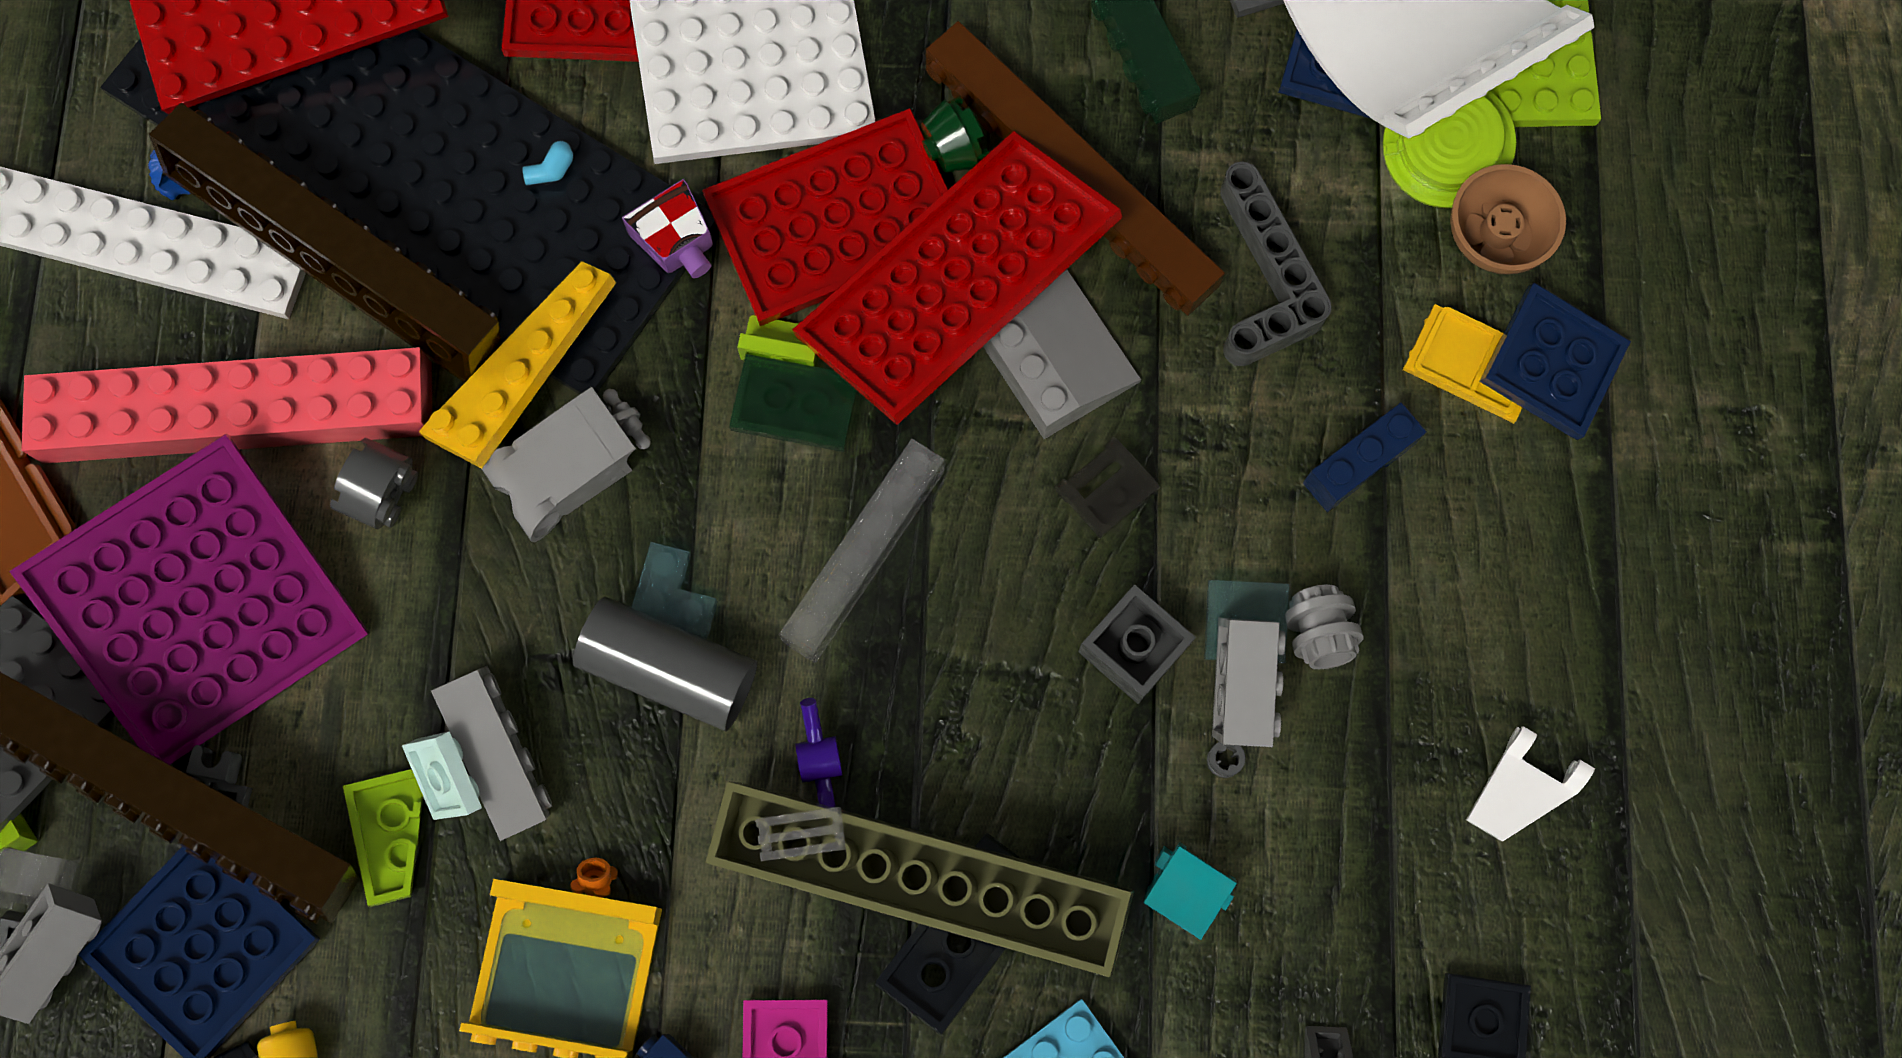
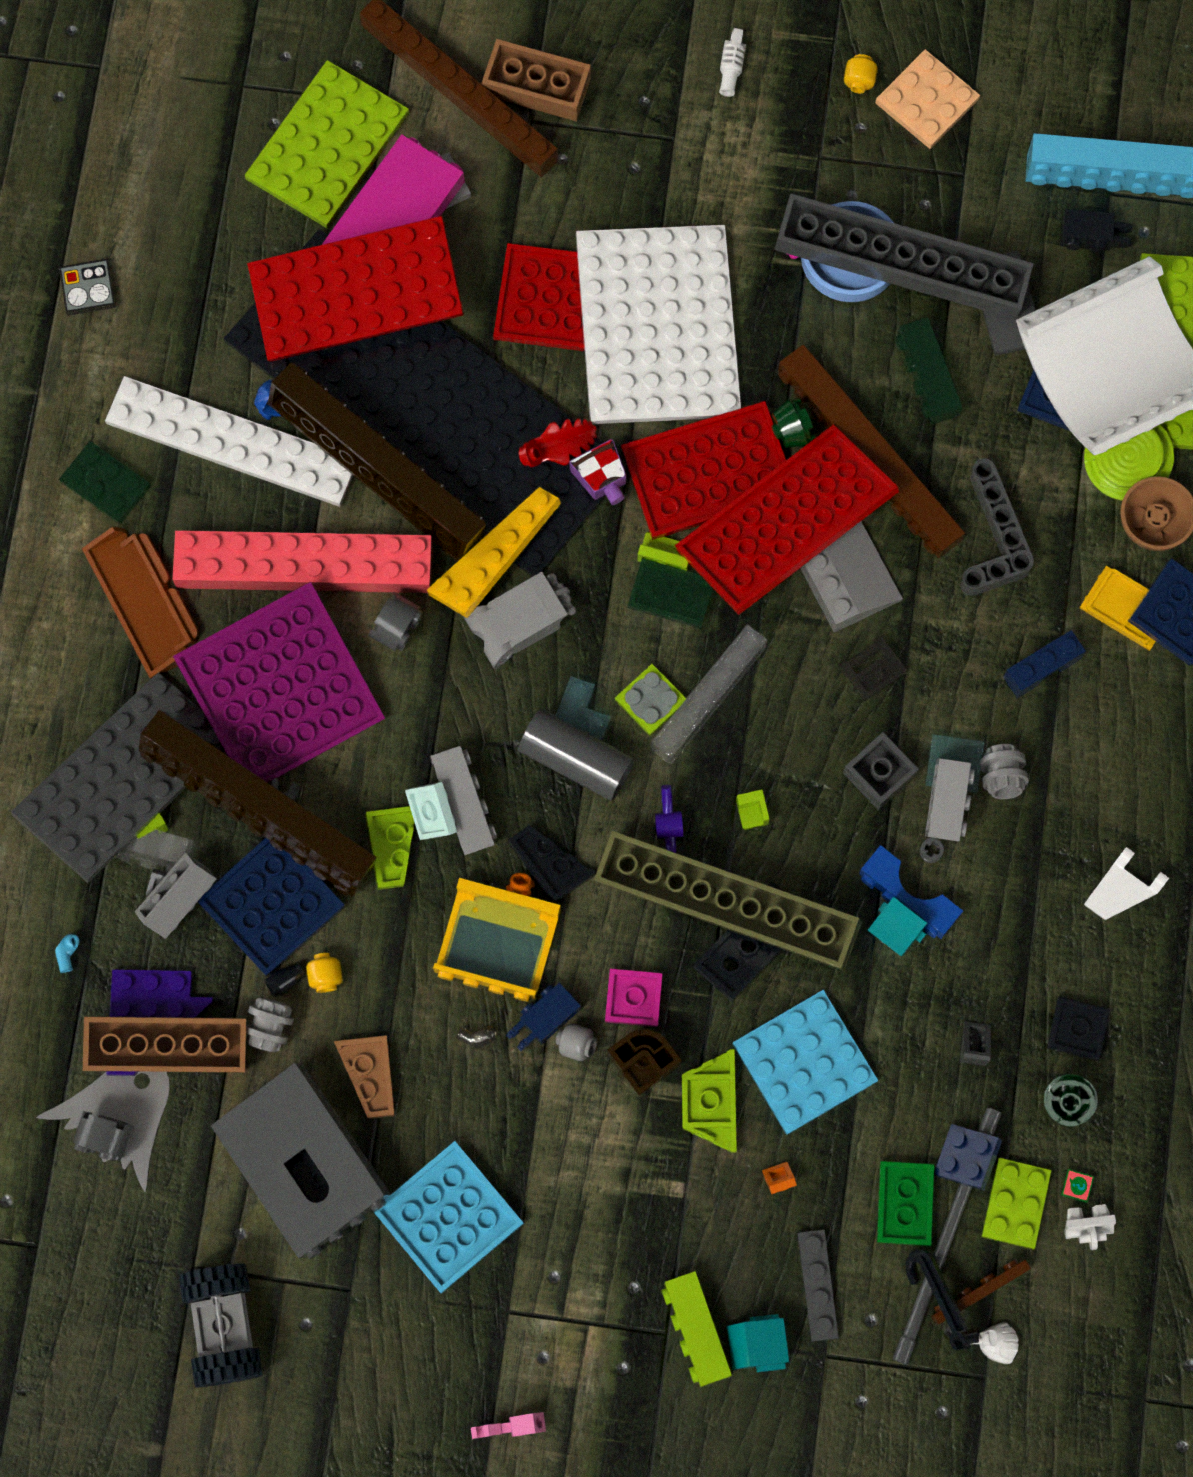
camera: 10 degrees right, 0 degrees up
(553, 166) = (524, 421): medium azure arm -> none
(605, 194) = (558, 443): none -> red plant
(638, 841) = (549, 865): none -> black wing
(766, 838) = (659, 855): clear tile -> none
(775, 566) = (650, 699): none -> light grey piece
(946, 722) = (752, 809): none -> lime panel
(1156, 802) = (883, 873): none -> blue arch

